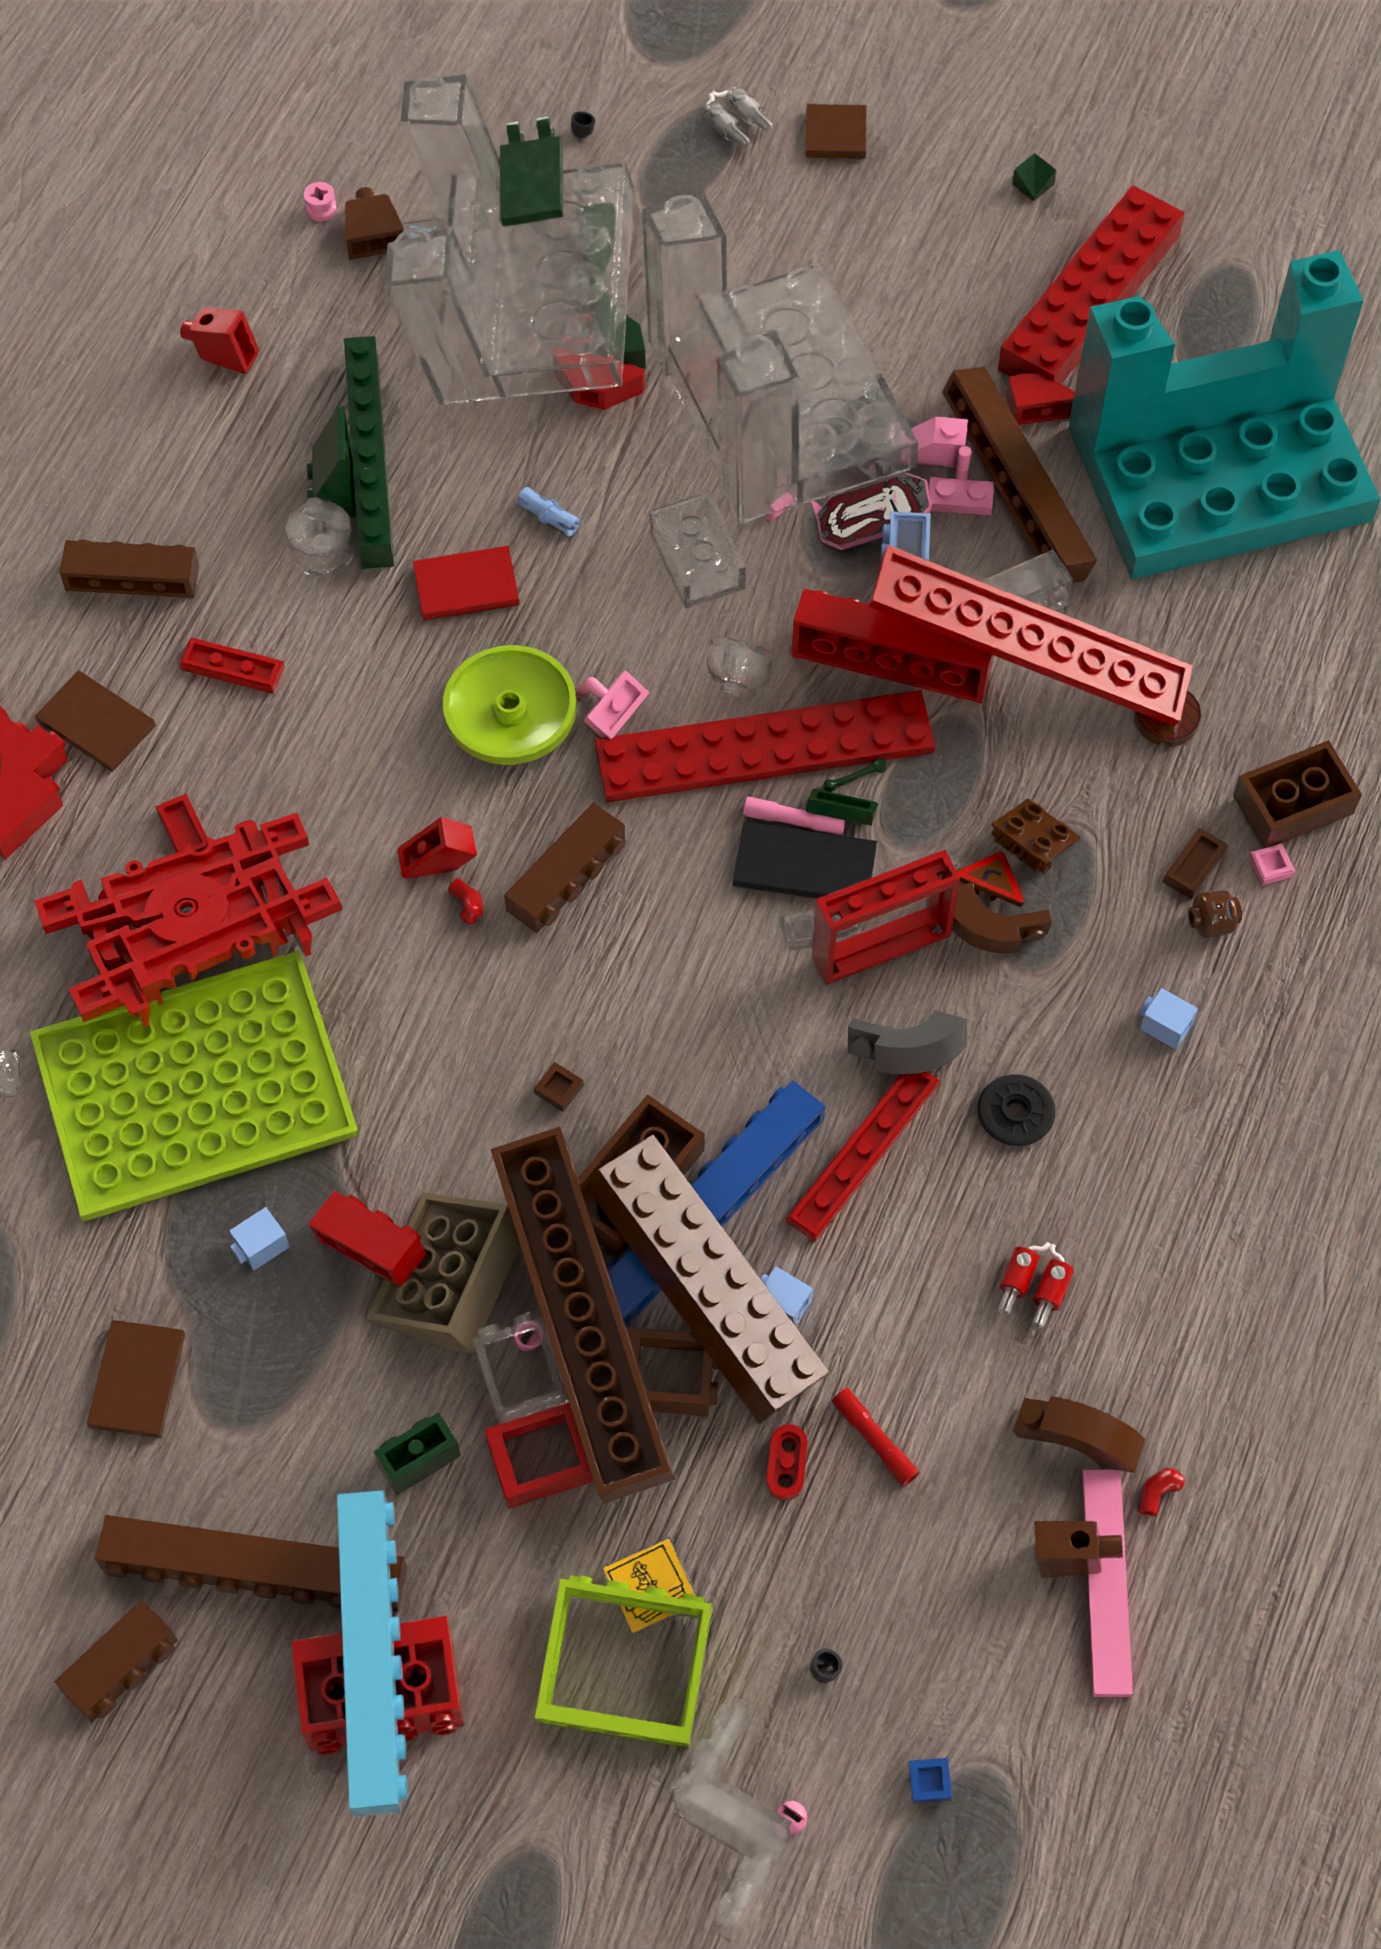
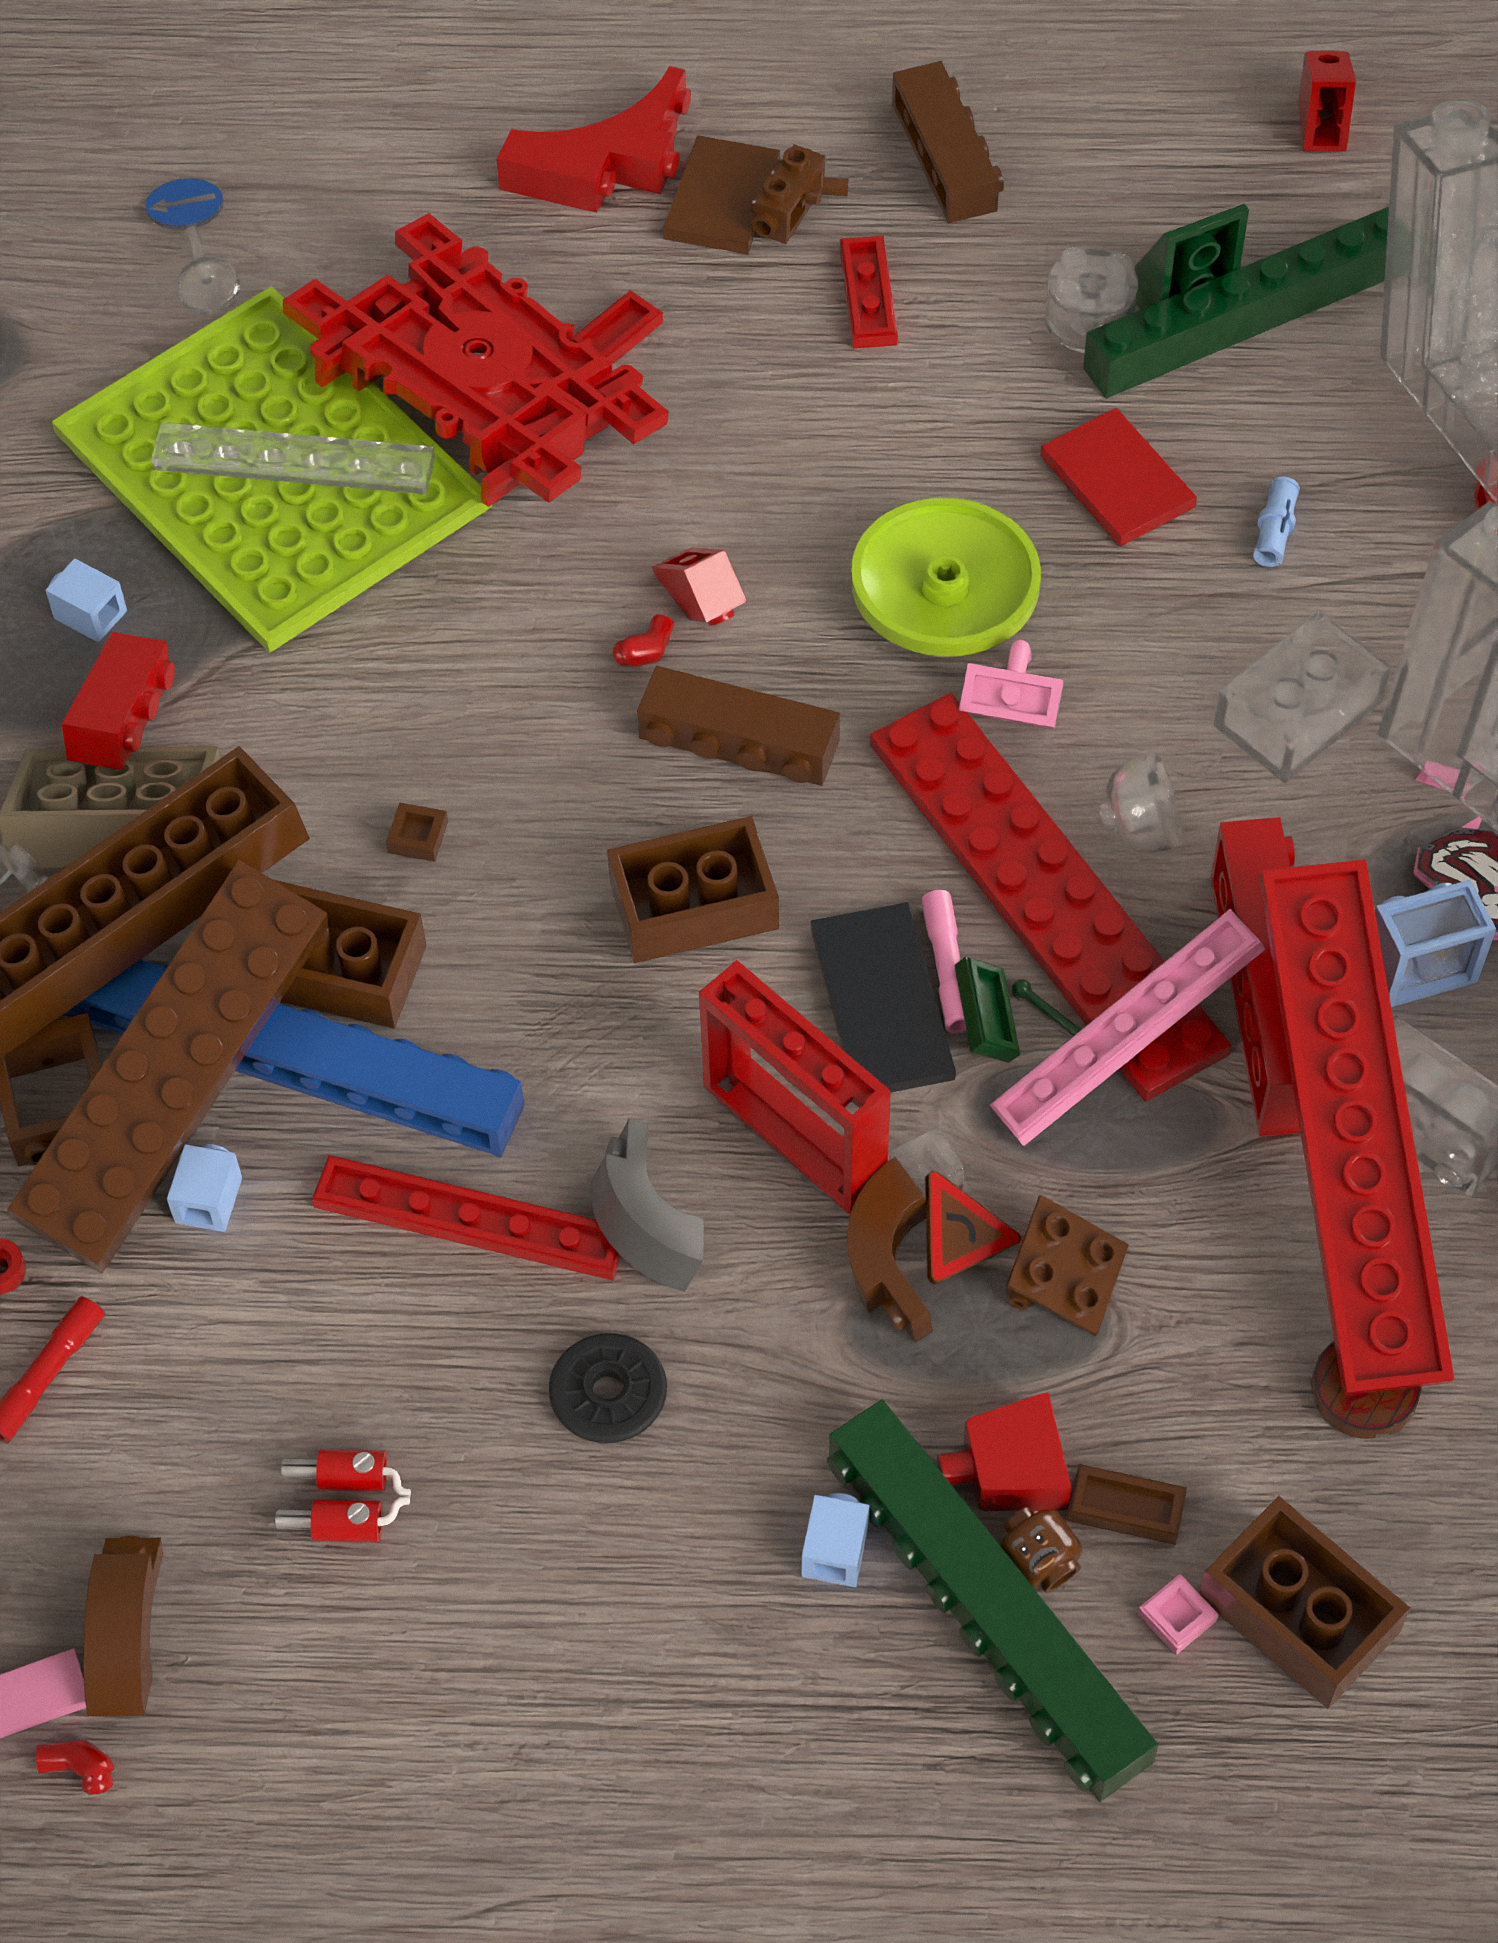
camera: 70 degrees right, 5 degrees down
(126, 672) = (790, 192): none -> reddish brown brick
(210, 1062) = (293, 458): none -> clear plate
(687, 935) = (693, 889): none -> reddish brown brick
(902, 732) = (1127, 1027): none -> bright pink tile
(1150, 906) = (1012, 1458): none -> red torso
(1232, 952) = (992, 1602): none -> dark green brick

